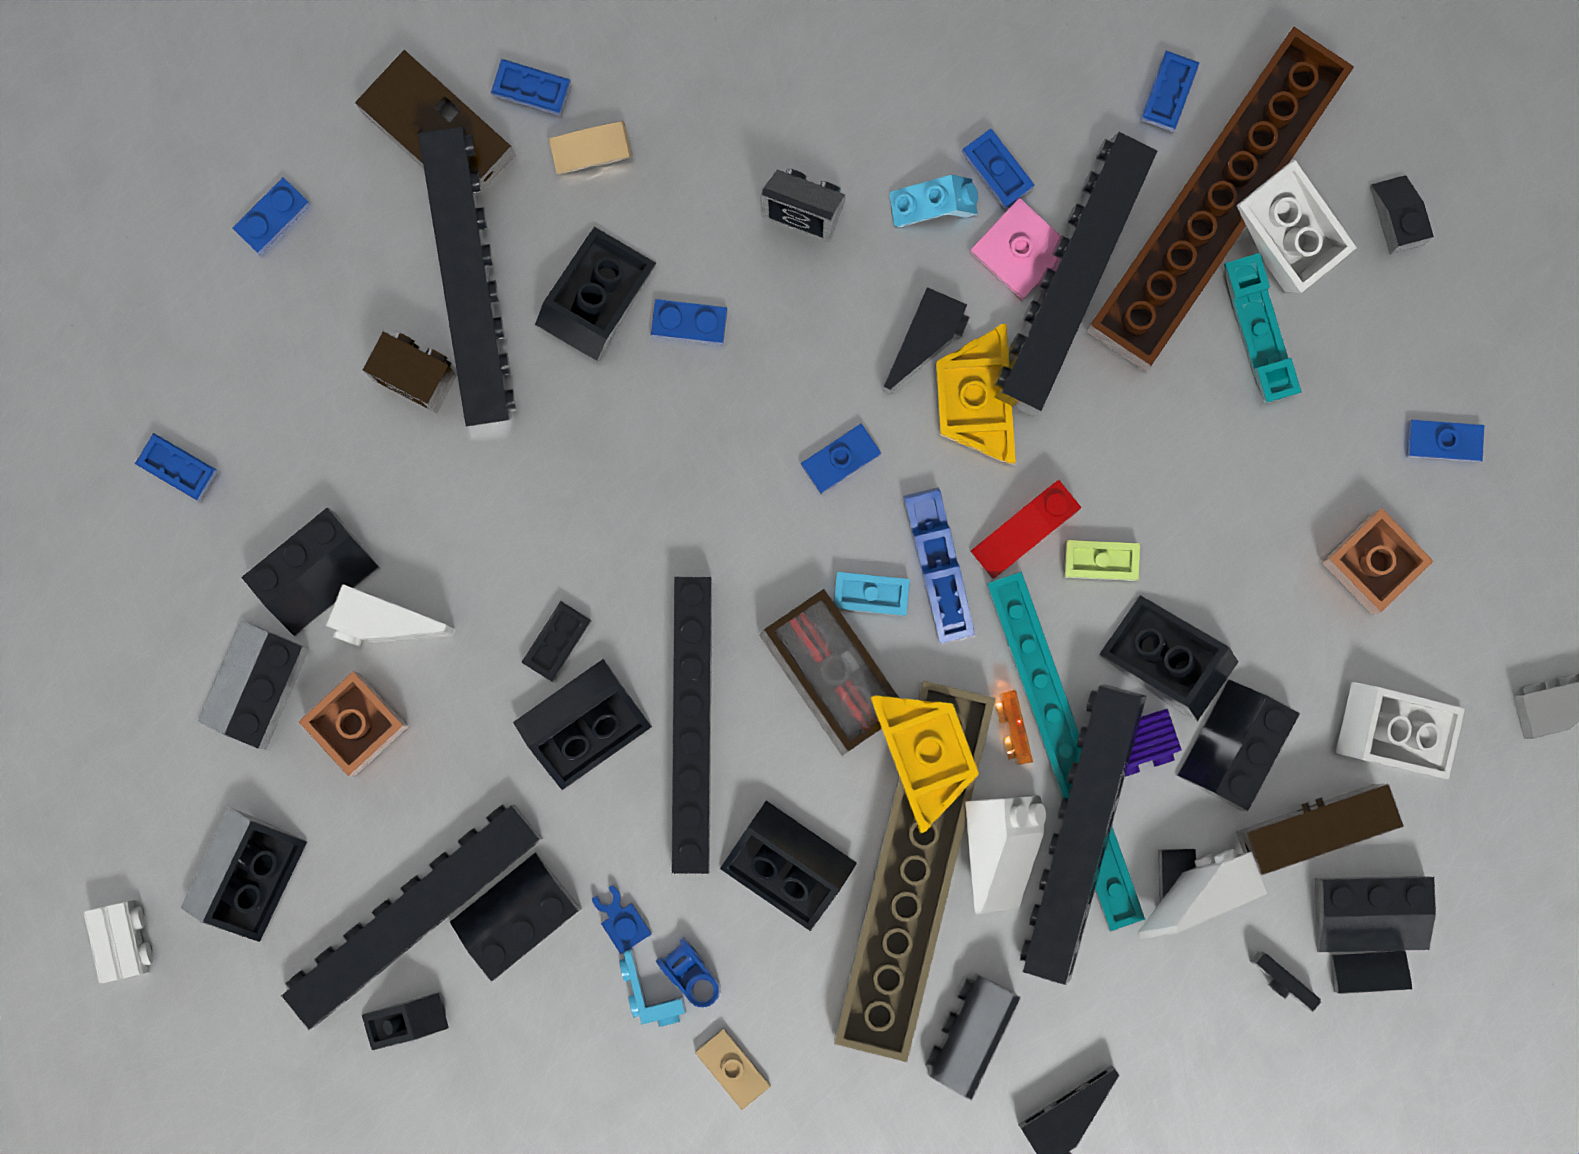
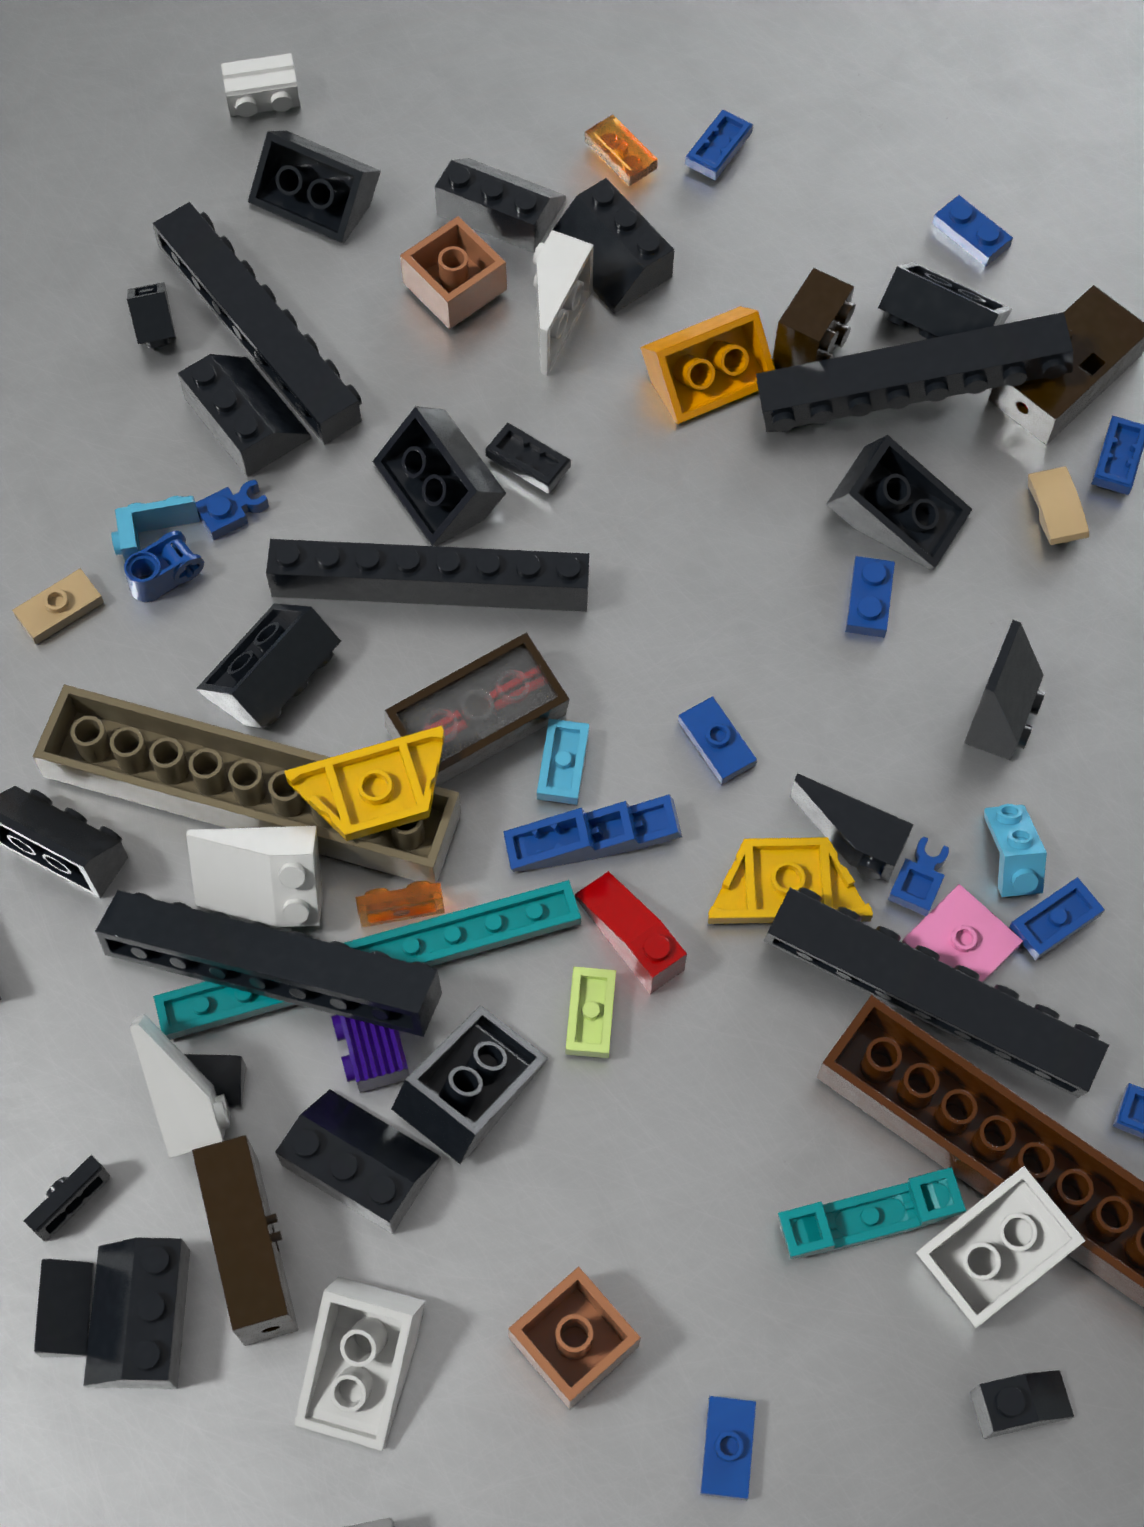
camera: 90 degrees right, 20 degrees down
(187, 566) = (620, 150): none -> clear orange plate
(372, 244) = (937, 303): none -> black slope
(444, 471) = (708, 363): none -> light orange slope
(971, 285) = (918, 882): none -> blue plate

